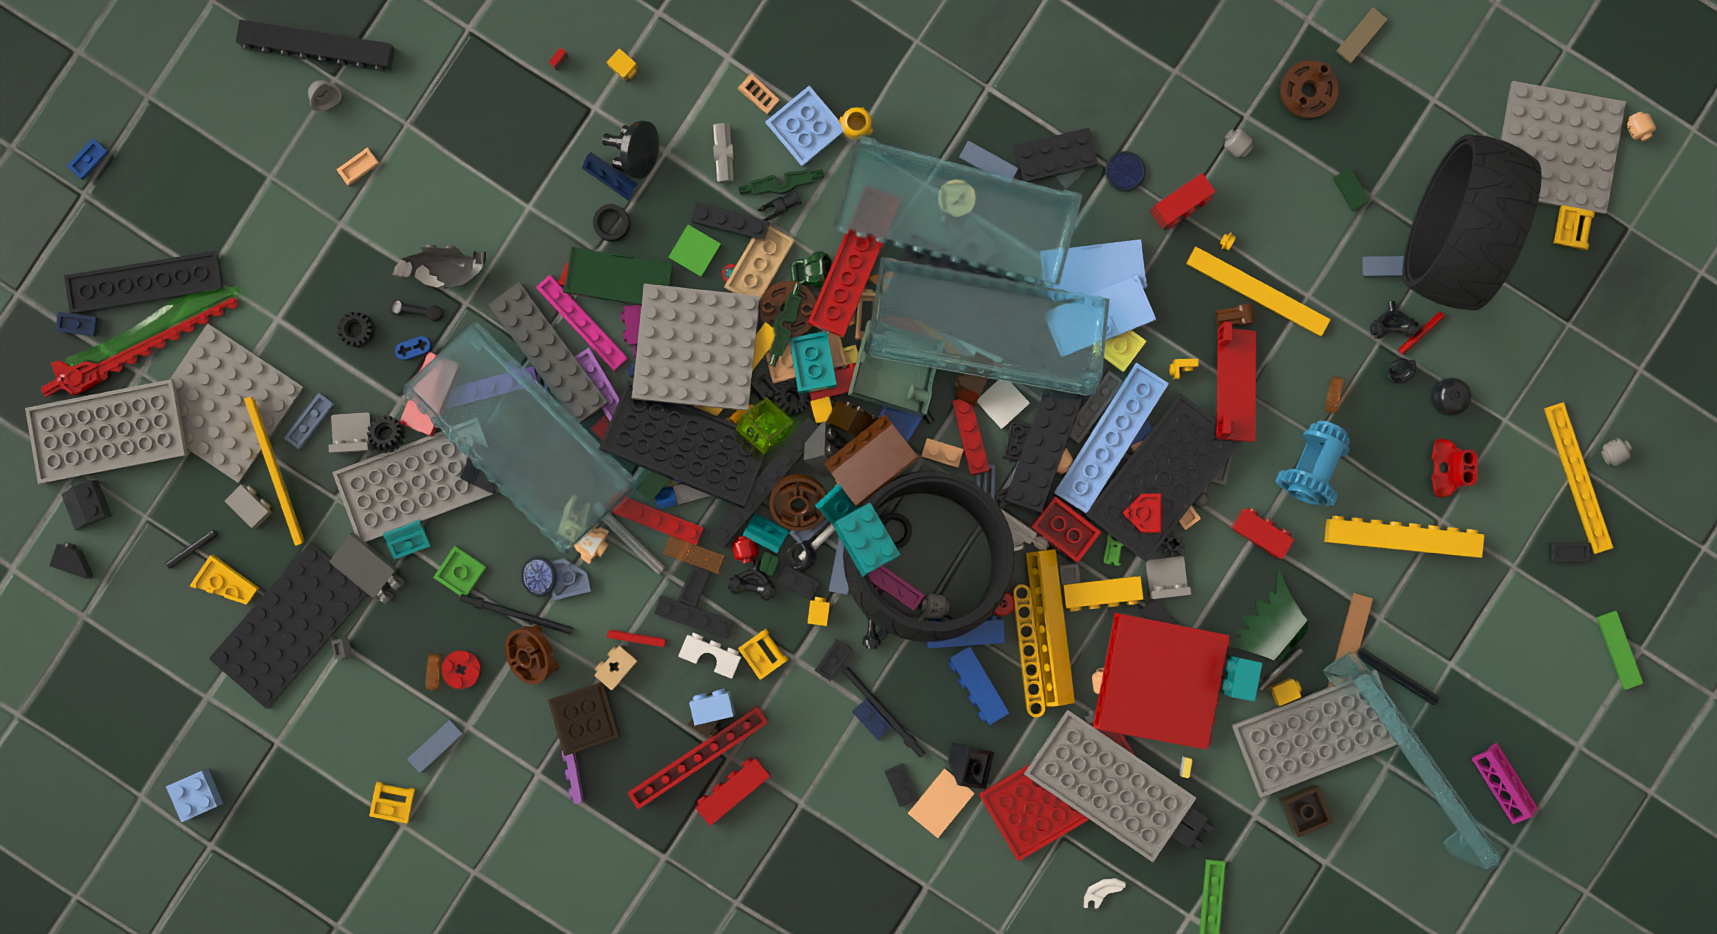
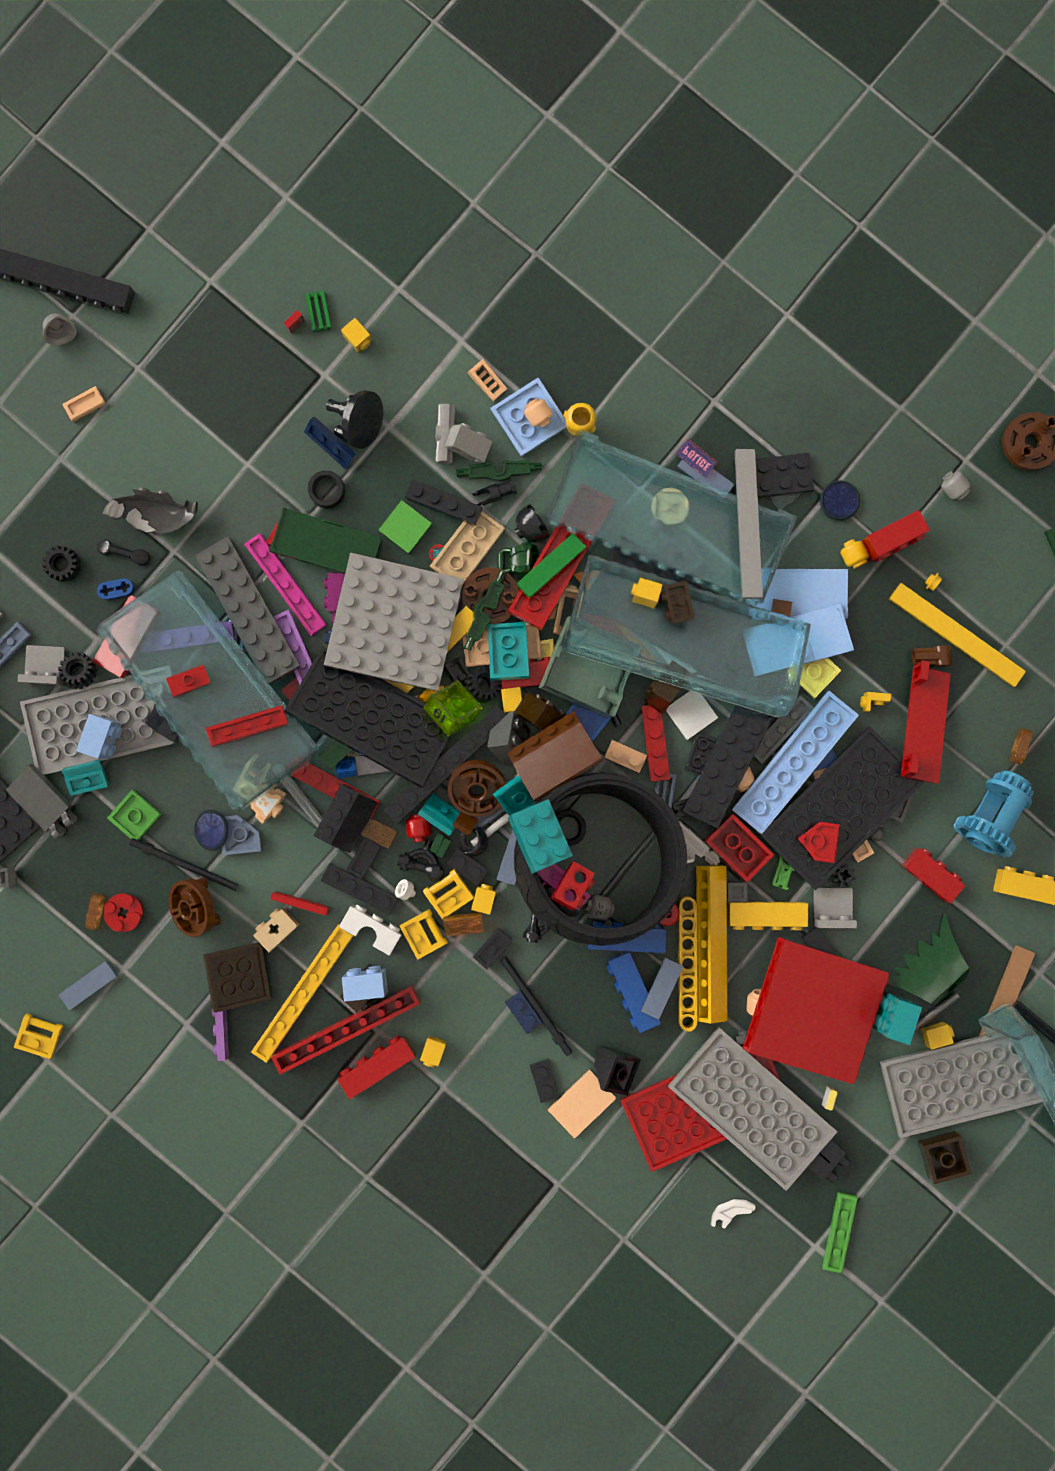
camera: 10 degrees right, 0 degrees up
(418, 497) = (99, 737): none -> light blue brick
(500, 430) = (188, 681): none -> red plate
(564, 468) = (246, 726): none -> red tile
(576, 29) = (315, 295): none -> green tile
(649, 728) = (302, 994): none -> yellow tile
(672, 548) = (345, 818): none -> black slope
(739, 612) = (405, 890): none -> white tile
(748, 160) = (468, 443): none -> light grey brick
(786, 769) = (433, 1051): none -> yellow brick
(787, 615) = (451, 899): none -> yellow plate
(791, 538) = (465, 823): none -> reddish brown tile
(801, 639) = (463, 924): none -> clear orange plate
(813, 121) = (538, 412): none -> light nougat head
(819, 234) = (530, 525): none -> black cylinder
(845, 272) = (551, 566): none -> green tile
(899, 581) = (569, 883): none -> red brick
(942, 288) = (646, 592): none -> yellow brick
(974, 294) = (677, 603): none -> dark brown bracket
(977, 146) = (696, 458): none -> tile
(1006, 677) = (662, 988): none -> sand blue tile
(1035, 207) = (748, 524): none -> light grey tile
(1079, 285) = (781, 607): none -> reddish brown tile
(1146, 223) = (854, 553): none -> yellow head

